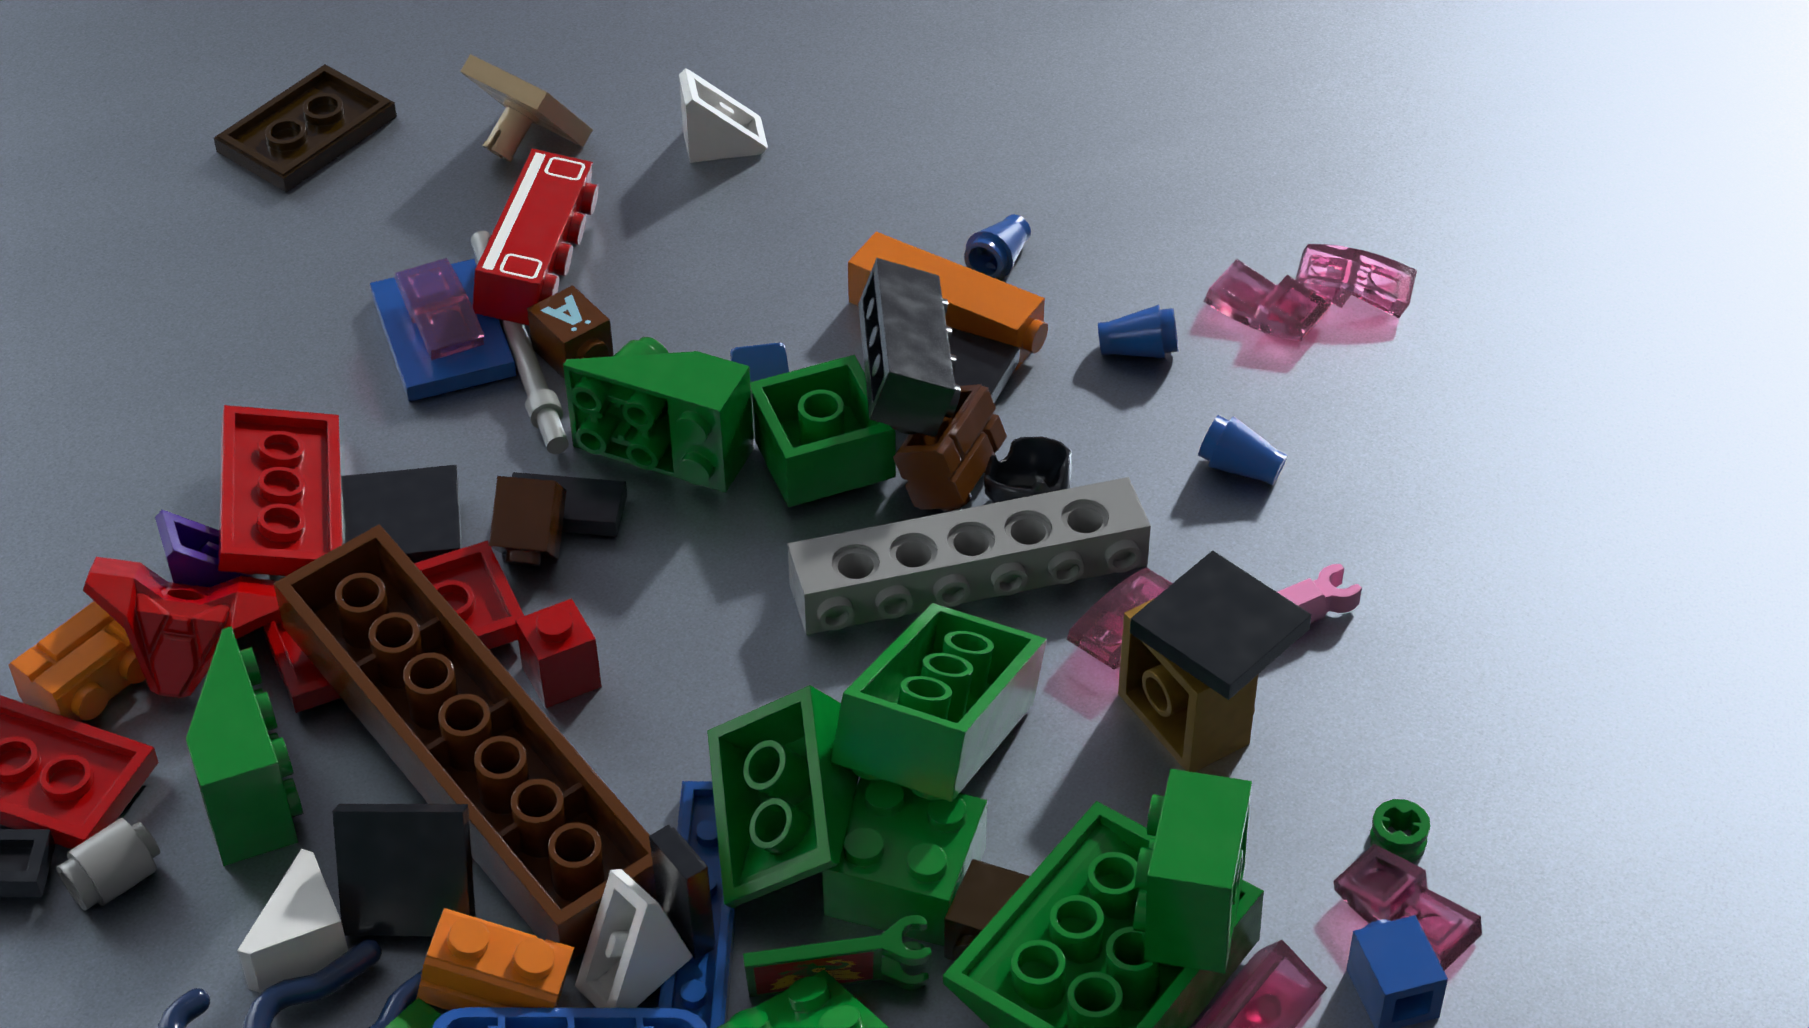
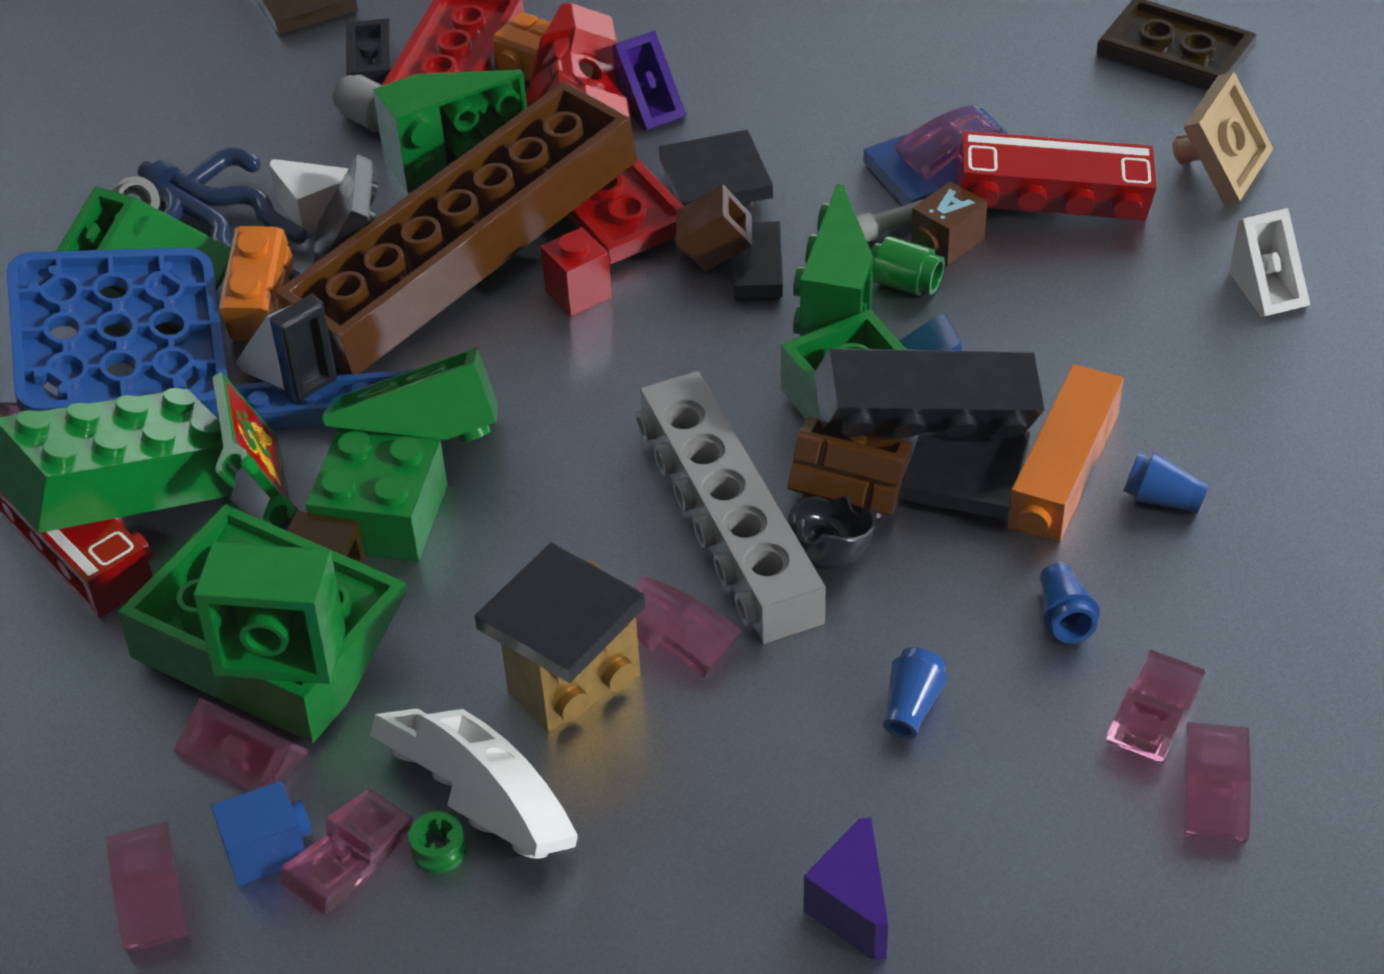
camera: 85 degrees right, 0 degrees up
(278, 489) = (719, 97): red plate -> none
(938, 702) = (504, 466): green brick -> none
(1322, 595) = (717, 756): bright pink bar -> none
(1342, 764) = (486, 774): none -> white slope
(1472, 515) = (847, 891): none -> dark purple slope

